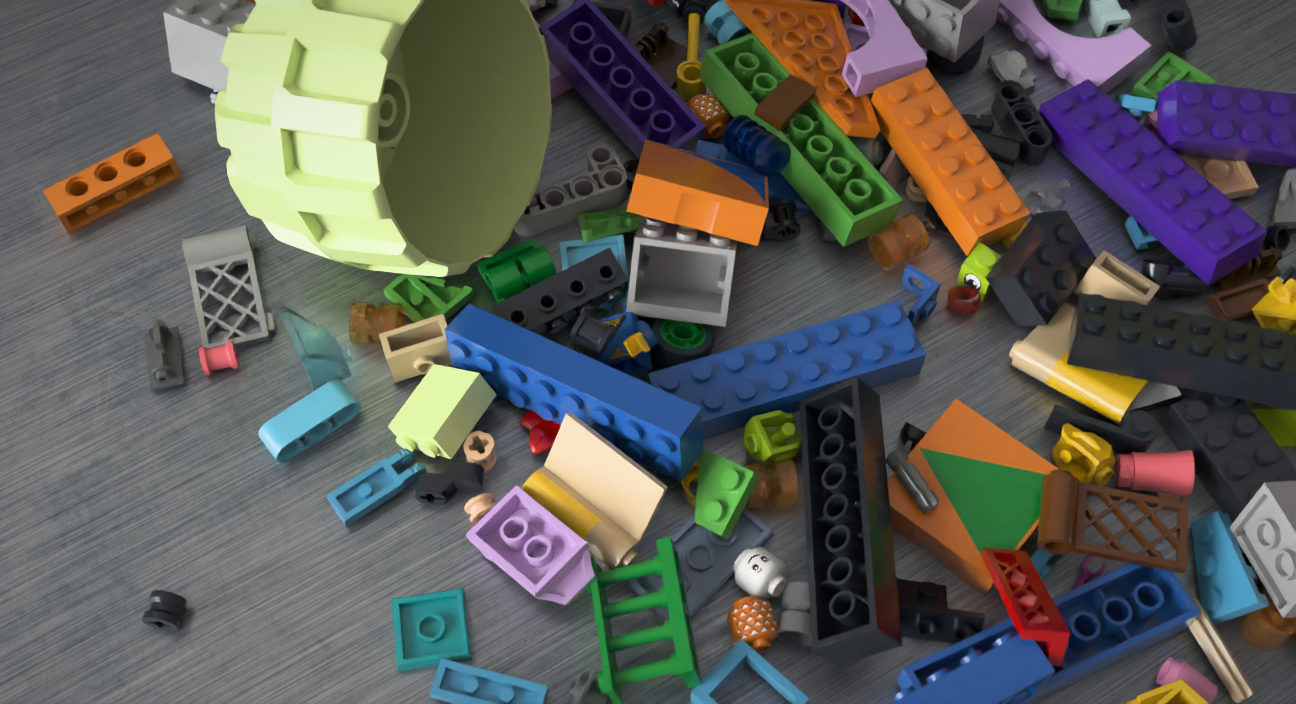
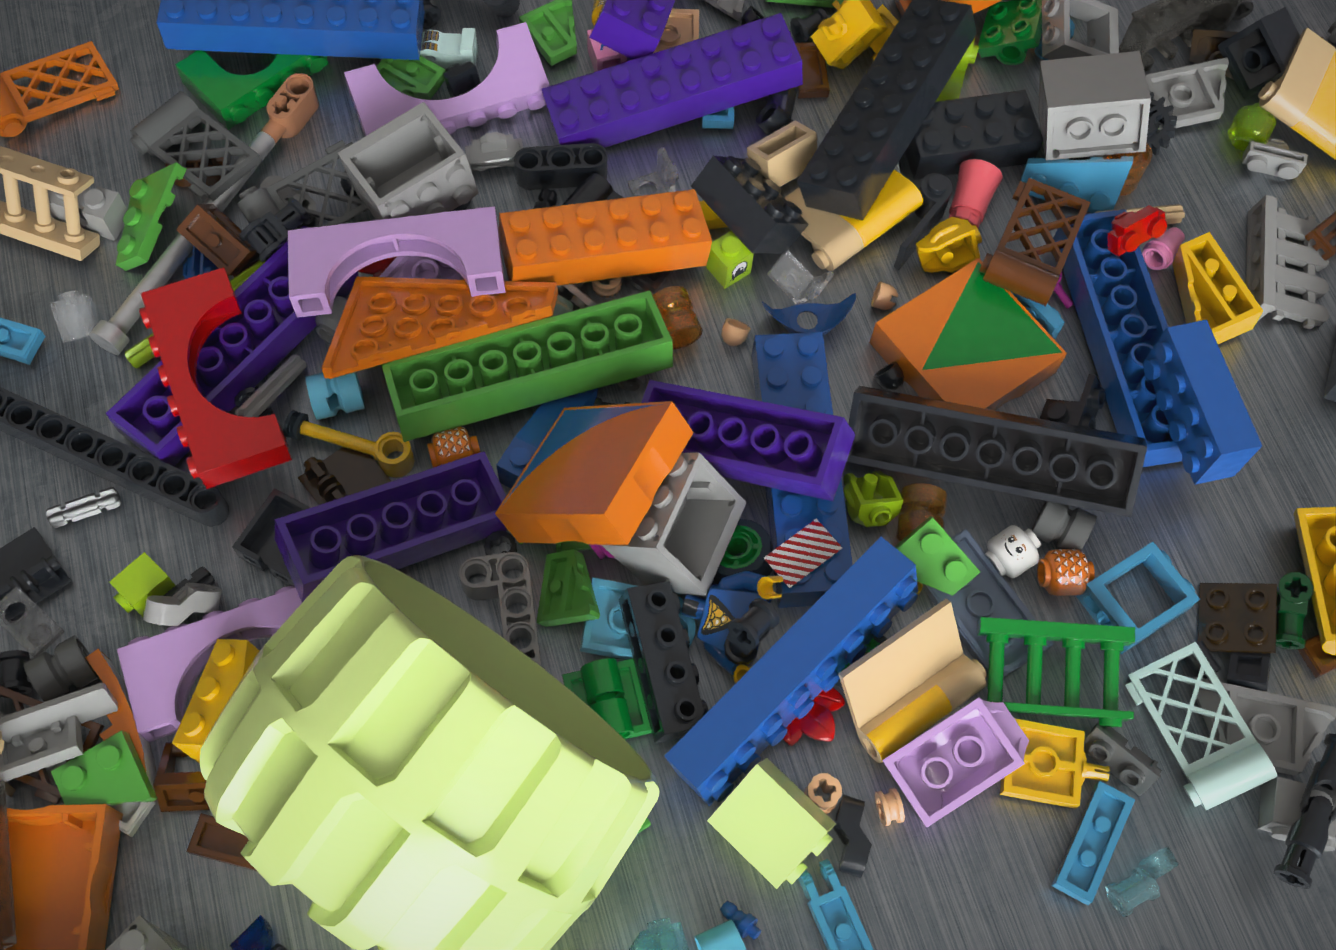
camera: 80 degrees left, 5 degrees up
(360, 418) = (744, 922): none -> blue piece
(369, 321) = (636, 866): clear orange wheel -> none
(416, 347) = (681, 834): tan brick -> none
(431, 629) = (1012, 891): teal tile -> none
(555, 639) = (1052, 766): none -> yellow plate
(688, 378) = (802, 553): none -> sticker
(756, 146) = (539, 406): clear blue piece -> none
(777, 304) = (762, 440): none -> dark purple brick
(785, 102) = (499, 357): reddish brown tile -> none
(908, 294) = (734, 332): none -> light nougat hinge
(912, 480) = (961, 384): dark grey axle -> none
(926, 304) = (740, 311): blue bracket -> none
(939, 338) = (827, 314): none -> blue piece
(963, 299) = (751, 286): clear red tile -> none
(987, 330) = (796, 279): none -> clear bracket
(1000, 413) = (882, 296): none -> light nougat hinge
(1028, 601) = (1116, 324): red fence -> none
(1075, 24) = (461, 78): none -> black tile
(1135, 105) = (580, 63): dark azure plate -> none
(1171, 618) = (1135, 228): none -> red piece

